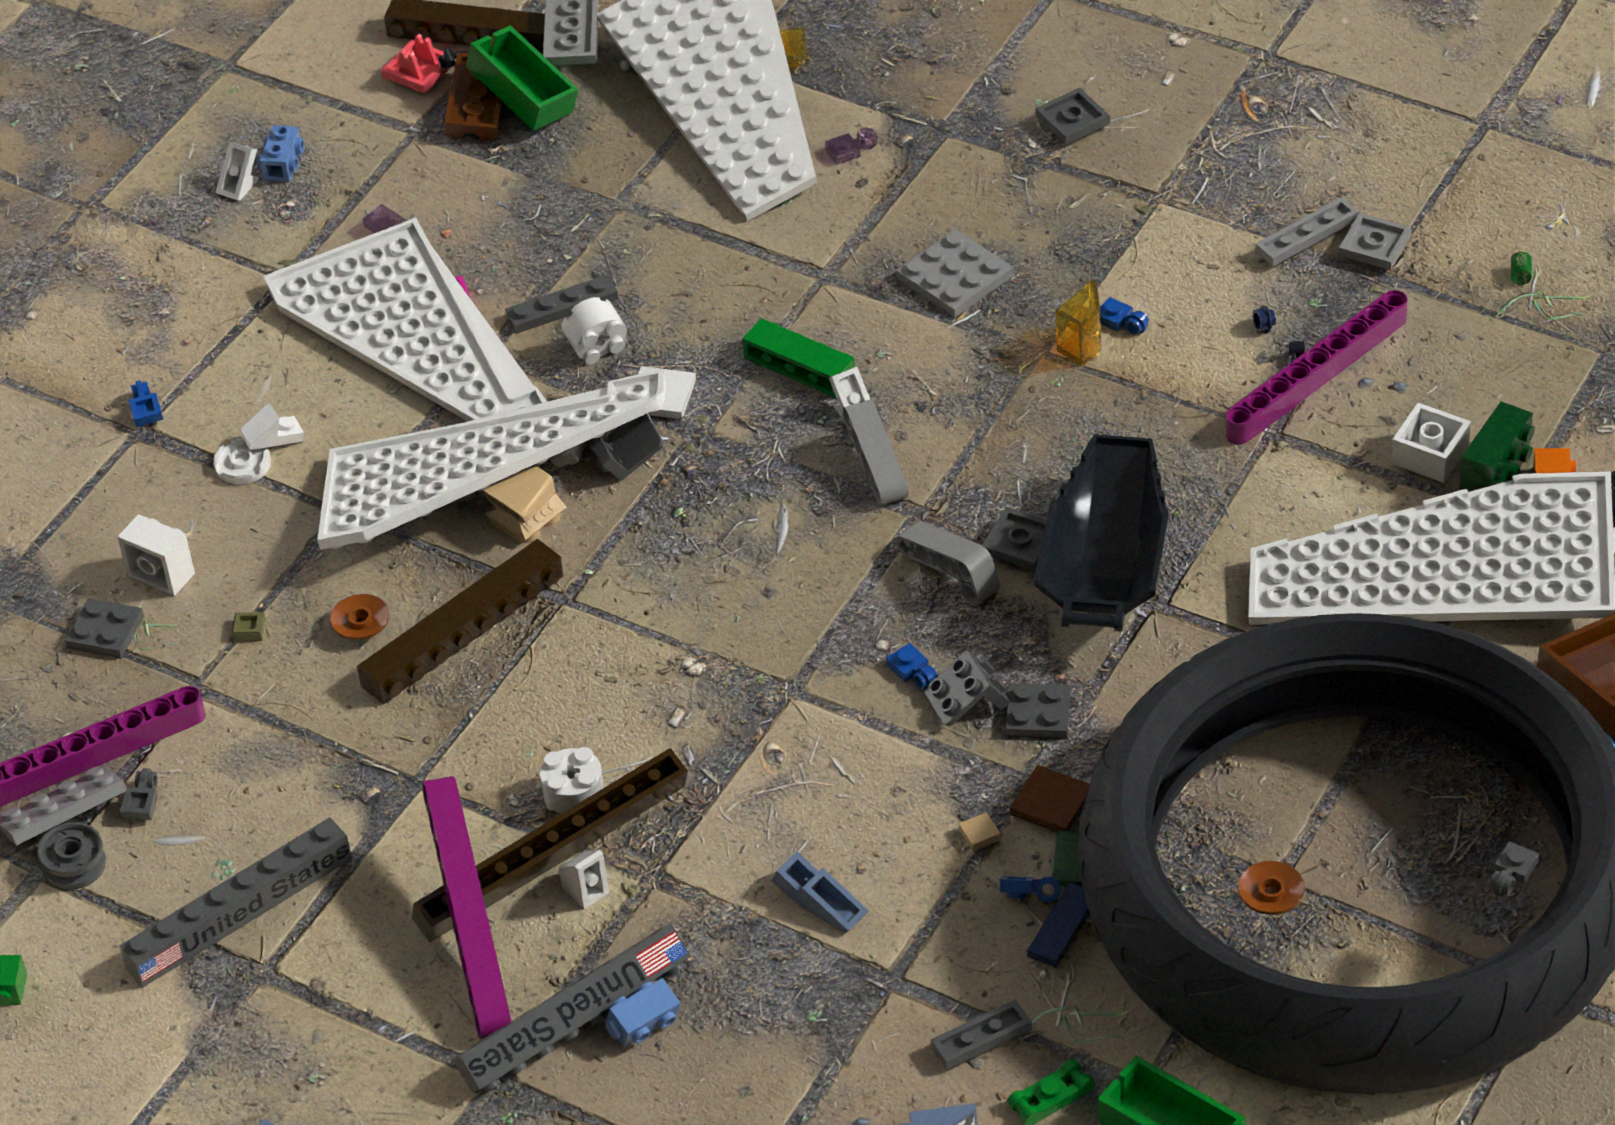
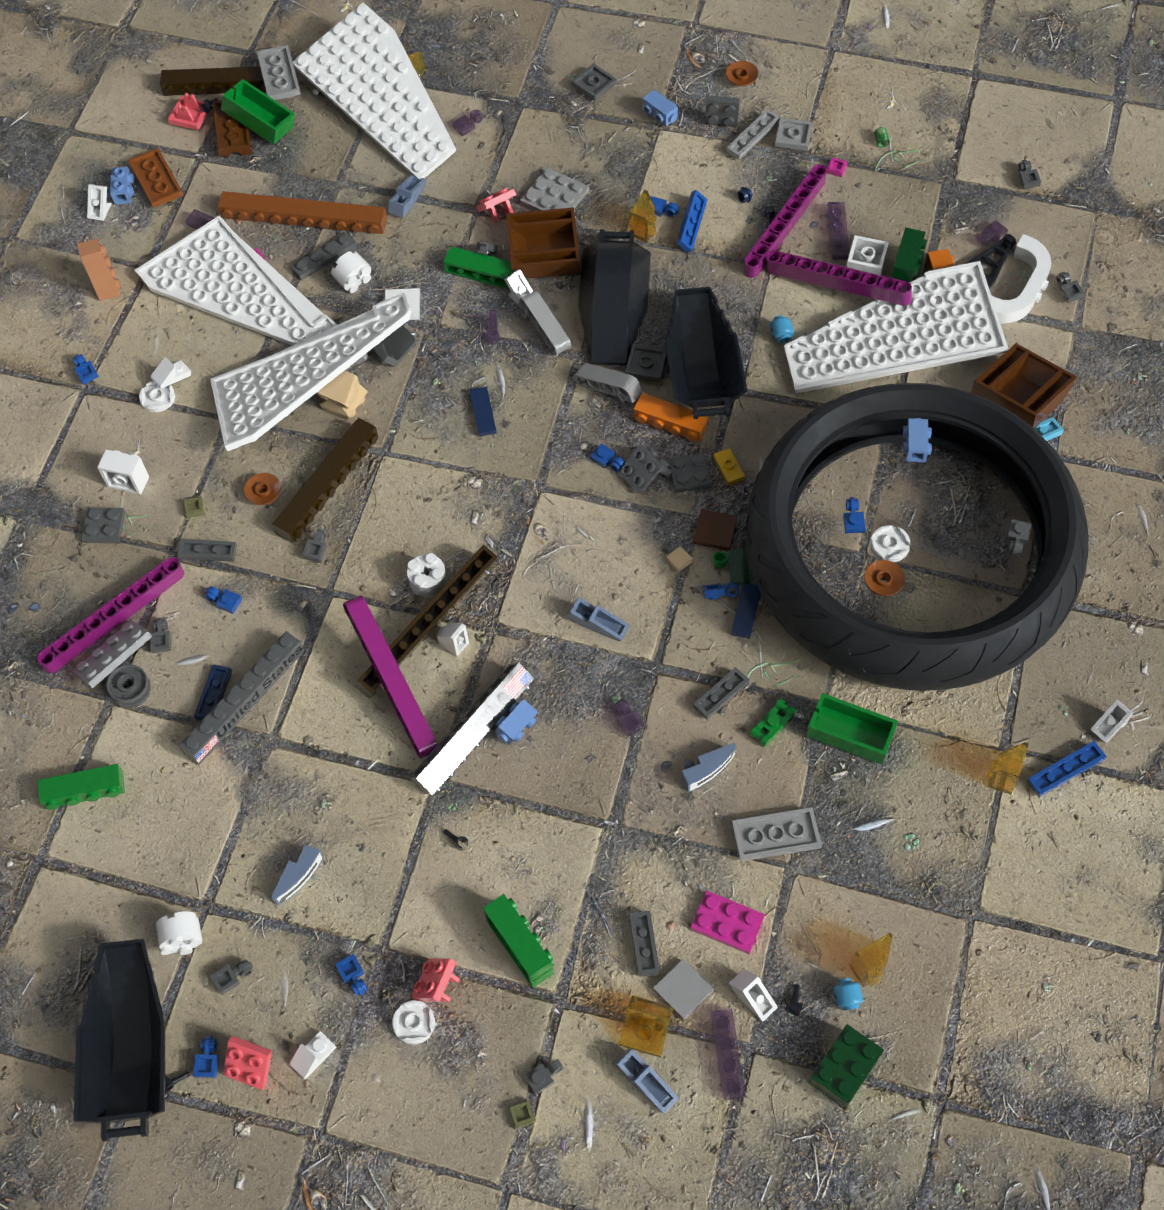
camera: 15 degrees left, 15 degrees up
(203, 877) = (213, 690): none -> dark blue tile
(207, 262) = (99, 269): none -> nougat wedge
(249, 689) = (207, 550): none -> dark grey plate
(256, 767) = (226, 601): none -> blue plate
(337, 151) = (155, 177): none -> dark orange plate
(416, 714) = (315, 548): none -> dark grey plate
(548, 235) = (303, 212): none -> dark orange brick
(717, 236) = (406, 196): none -> sand blue slope
(737, 566) = (483, 411): none -> dark blue tile
(793, 442) = (492, 335): none -> clear purple plate
(818, 331) = (485, 248): none -> dark grey plate
(822, 1044) = (630, 722): none -> clear purple plate
(844, 264) = (489, 203): none -> coral plate
(911, 337) = (544, 243): none -> reddish brown slope
(1001, 432) = (613, 296): none -> black windscreen
(1032, 624) = (670, 417): none -> orange brick
(1043, 843) = (720, 559): none -> green hinge
(1103, 710) = (728, 466): none -> yellow plate
(1162, 343) = (691, 221): none -> blue plate
(1165, 169) = (660, 108): none -> medium blue brick
(1253, 801) = (853, 521): none -> blue plate
(1255, 524) = (781, 329): none -> dark azure head
(1264, 187) = (722, 111): none -> dark grey plate
(1300, 843) = (890, 543): none -> white tile
(1319, 138) = (742, 73): none -> dark orange dish
(1371, 461) = (839, 278): none -> magenta beam
(1391, 700) = (917, 438): none -> medium blue brick
(1399, 392) = (838, 230): none -> clear purple plate
(1431, 302) = (836, 167): none -> dark pink tile

